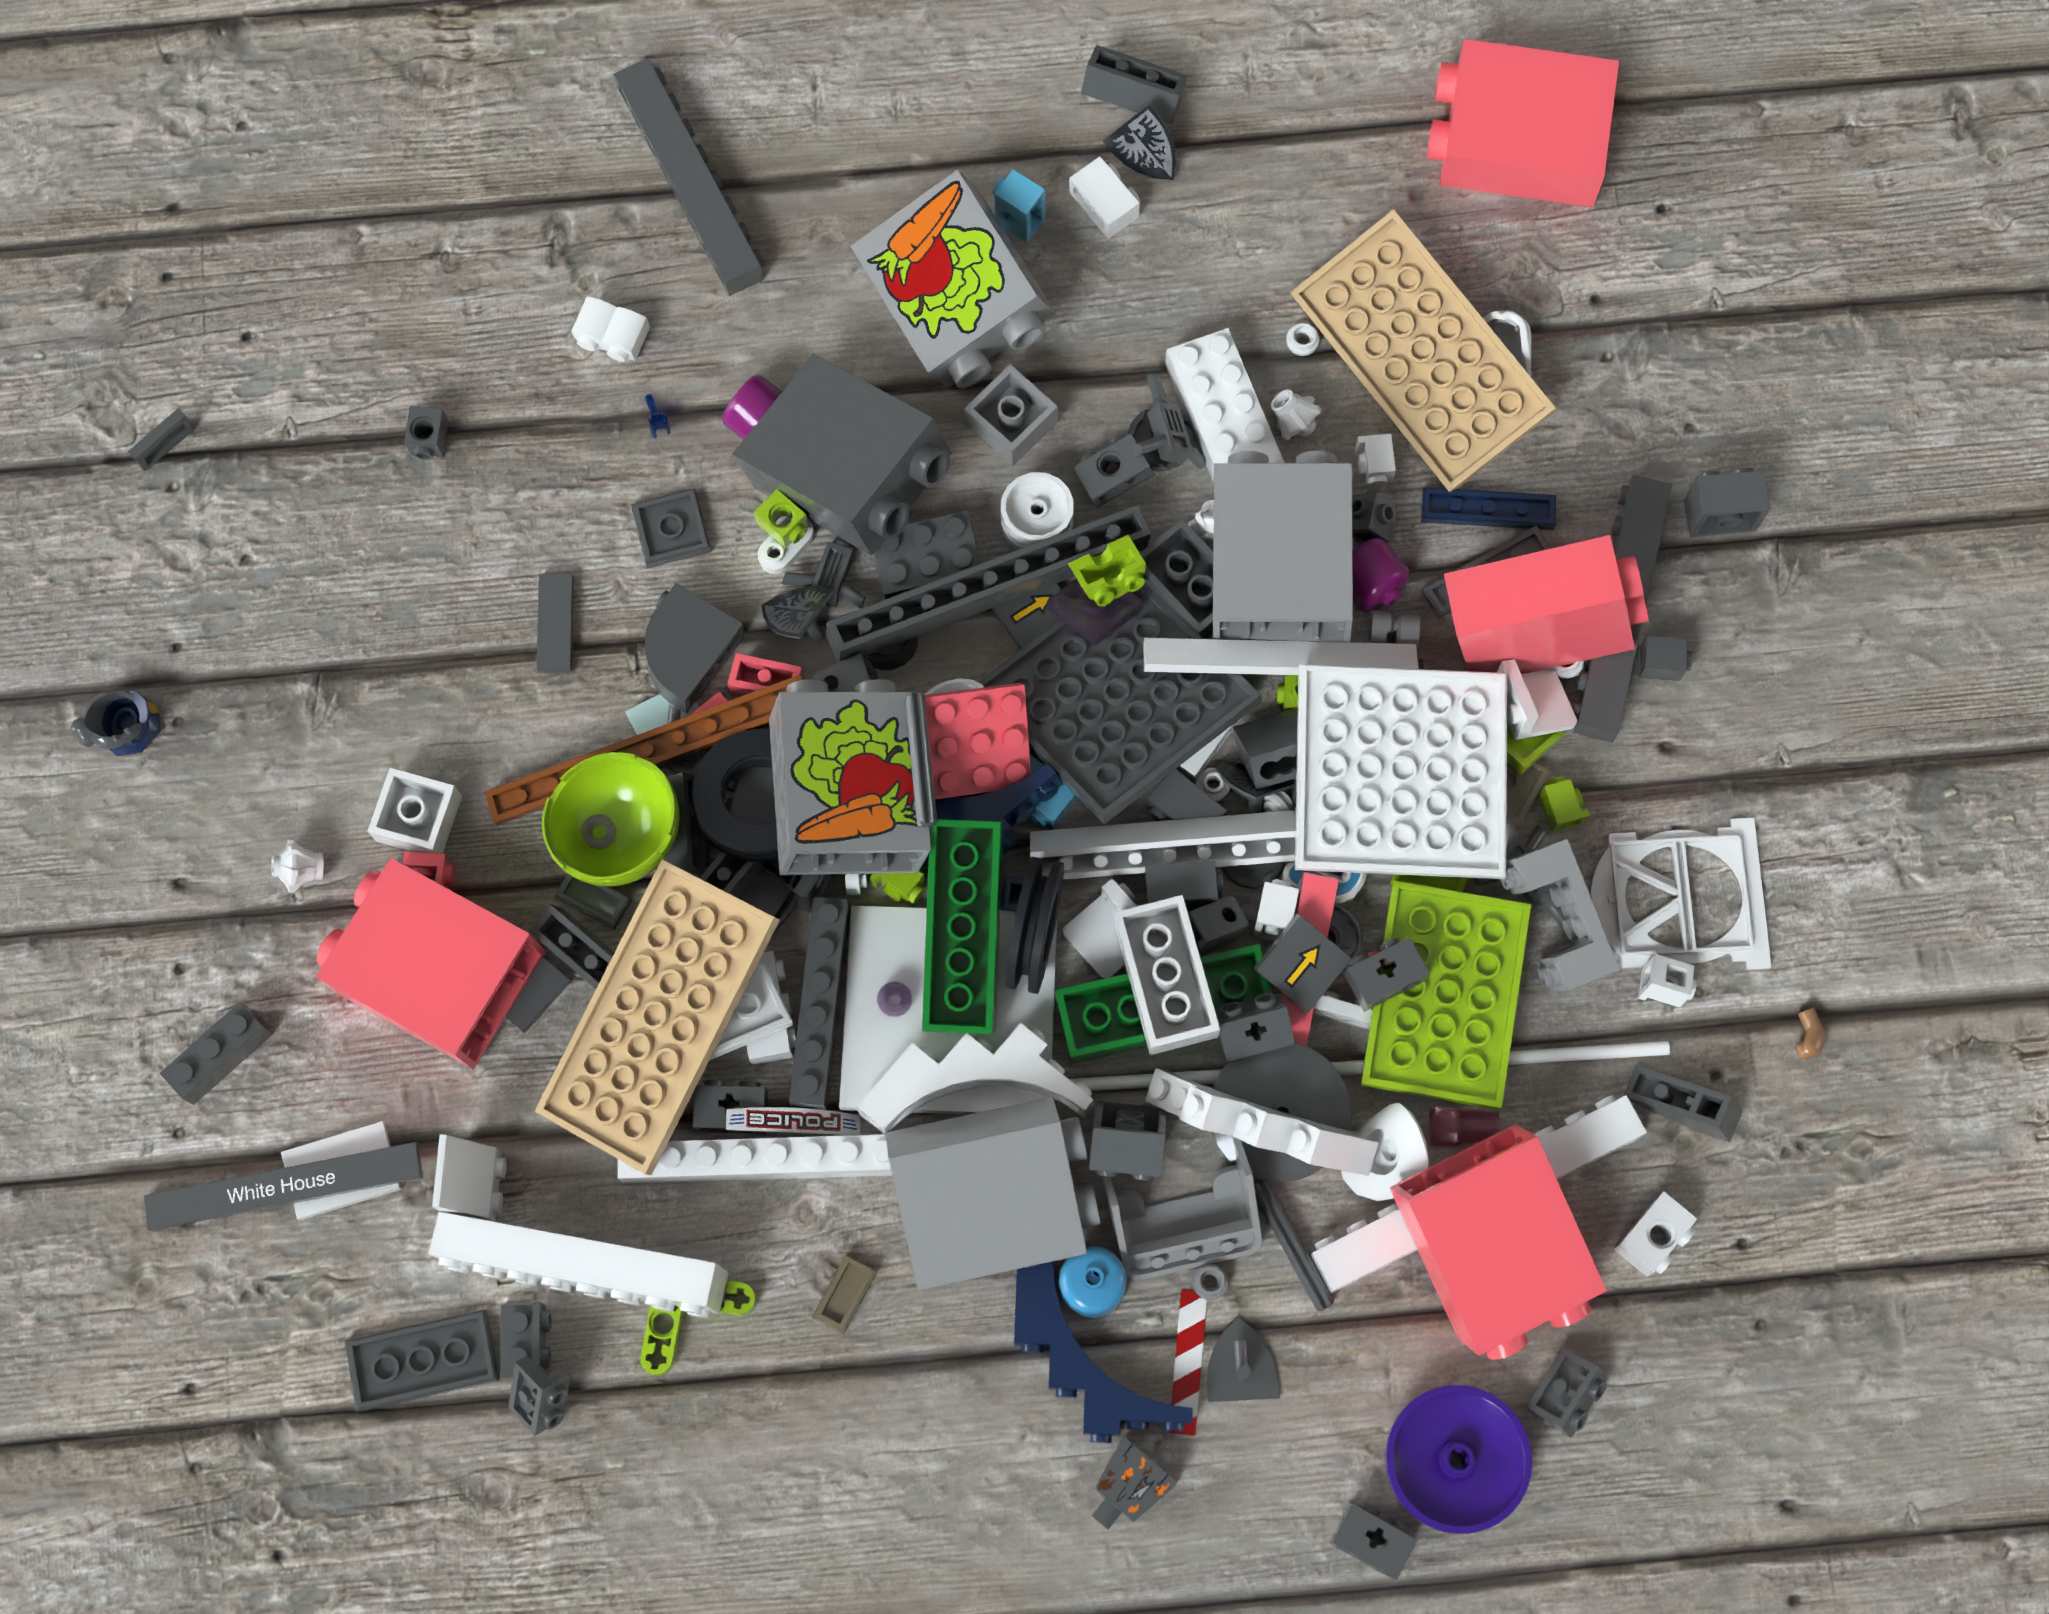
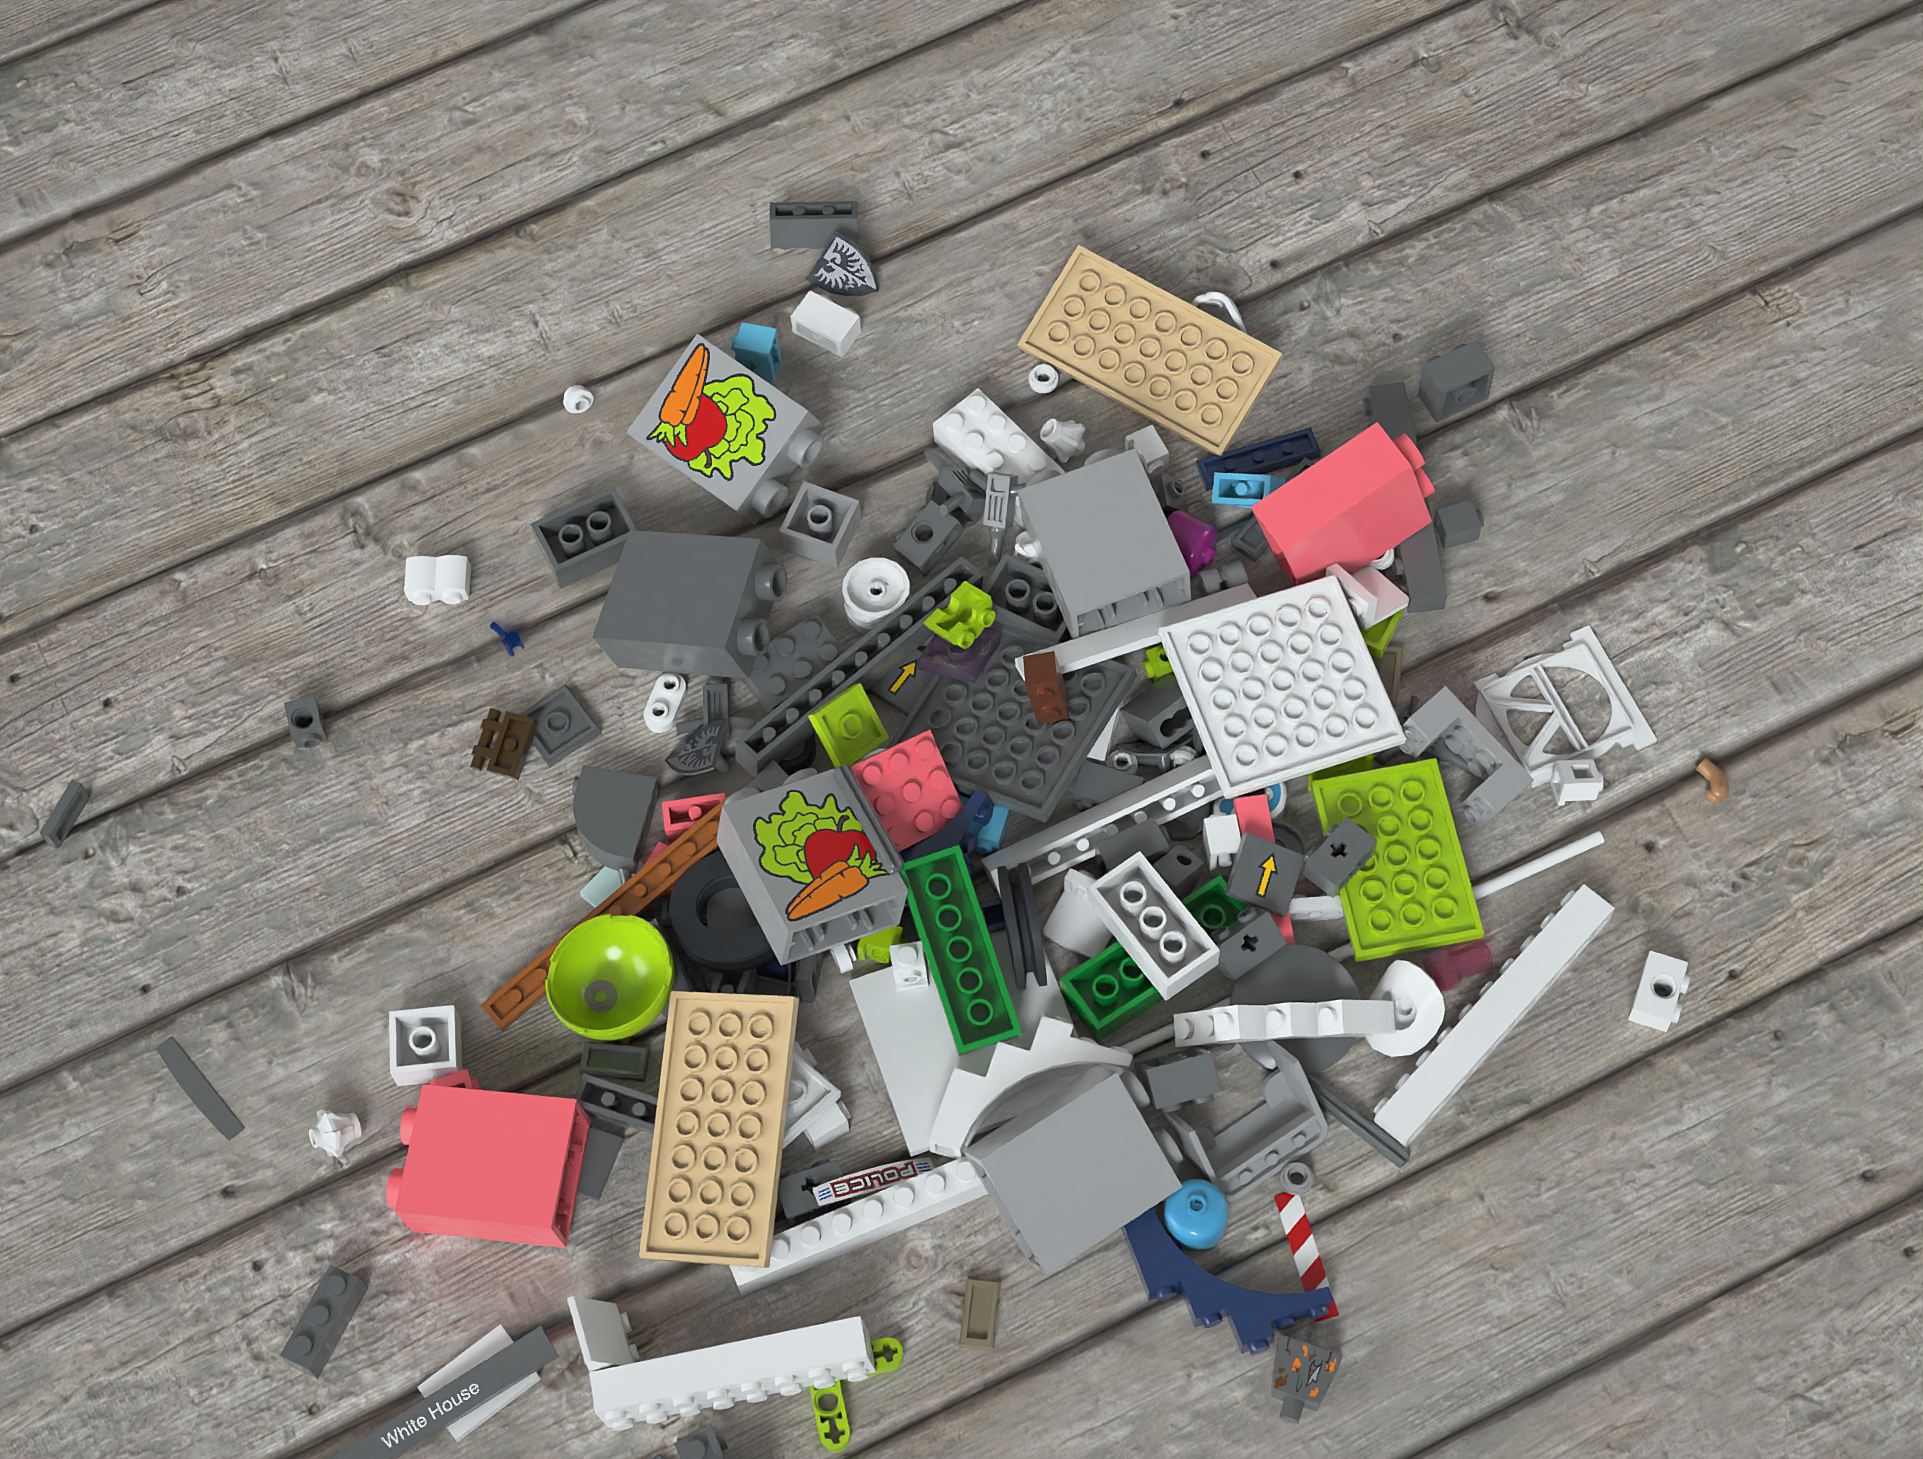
camera: 20 degrees left, 10 degrees down
(117, 722) = (119, 1069): piece -> none
(188, 770) = (199, 1089): none -> dark grey sticker
(555, 623) = (486, 841): dark grey tile -> none
(616, 531) = (511, 744): none -> dark brown plate
(689, 177) = (457, 431): dark grey brick -> none
(749, 405) = (589, 597): magenta head -> none
(770, 338) = (584, 536): none -> dark grey brick
(777, 506) = (650, 668): lime brick -> none
(819, 1004) = (856, 1071): dark grey brick -> none
(822, 187) = (577, 399): none -> white plate
(889, 990) = (921, 1033): clear purple plate -> none
(910, 916) = (908, 966): none -> white brick
(949, 646) = (848, 726): none -> lime plate
(1159, 684) = (1045, 687): none -> copper brick
(1197, 465) = (999, 506): none -> dark grey piece
(1241, 1366) = (1354, 1241): dark grey shield -> none
(1385, 1558) = (1515, 1345): dark grey brick -> none
(1458, 542) = (1243, 489): none -> medium azure brick
(1492, 1451) = (1580, 1212): dark purple dish -> none
(1499, 1242) = (1532, 1041): coral brick -> none
(1524, 122) = (1157, 142): coral brick -> none
(1563, 804) = (1426, 671): lime brick -> none
(1568, 1392) = (1643, 1150): dark grey bracket -> none
(1685, 1102) = (1636, 874): dark grey slope -> none

